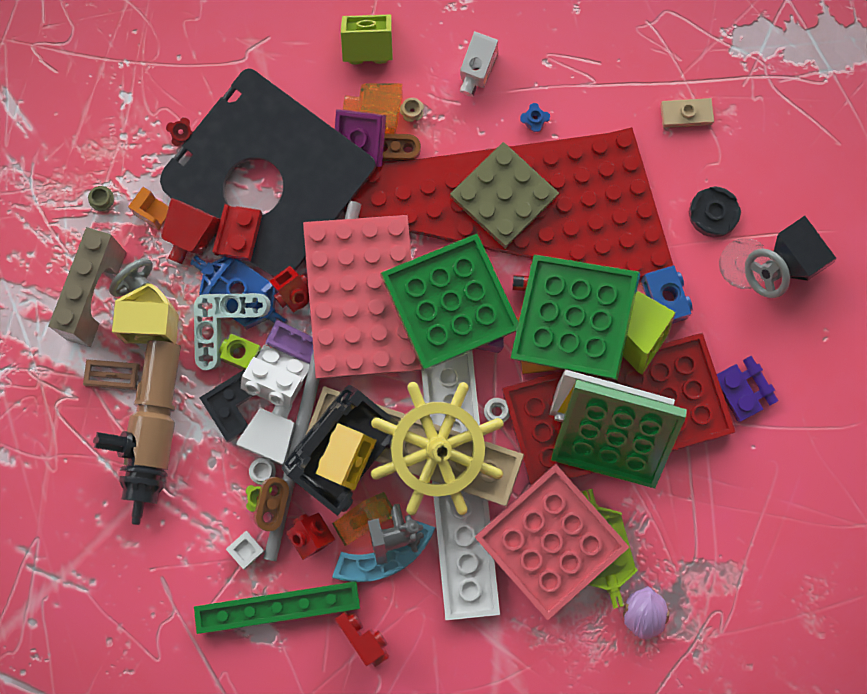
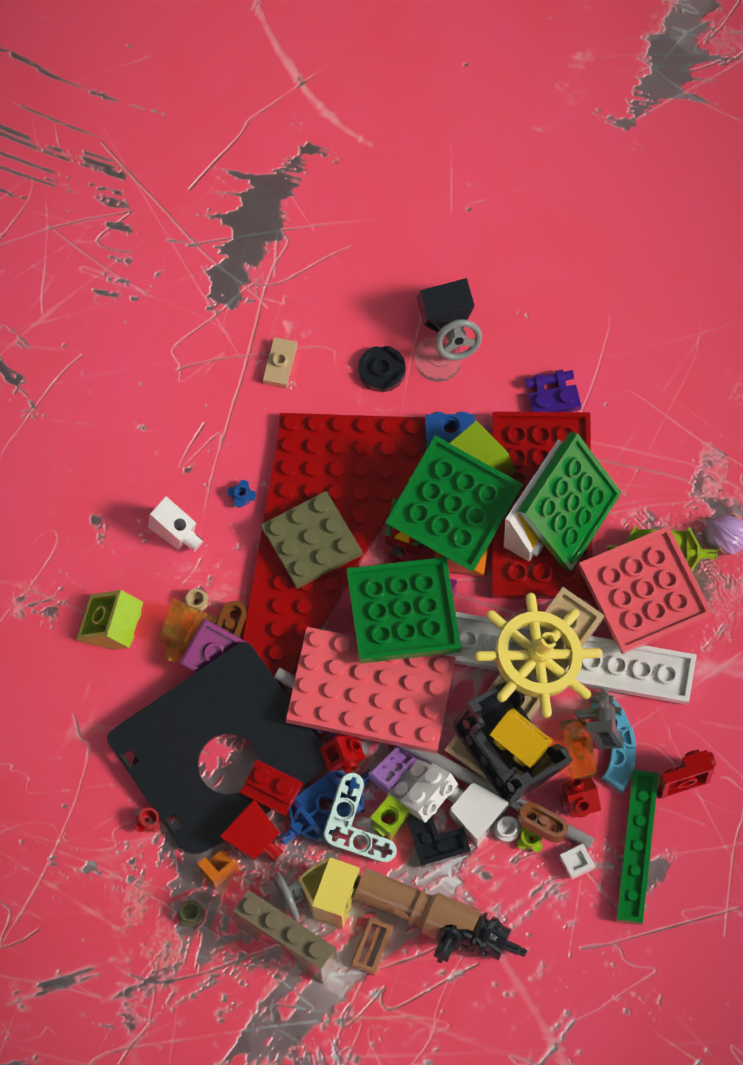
camera: 70 degrees left, 10 degrees down
(496, 402) = (511, 600): white plate -> none

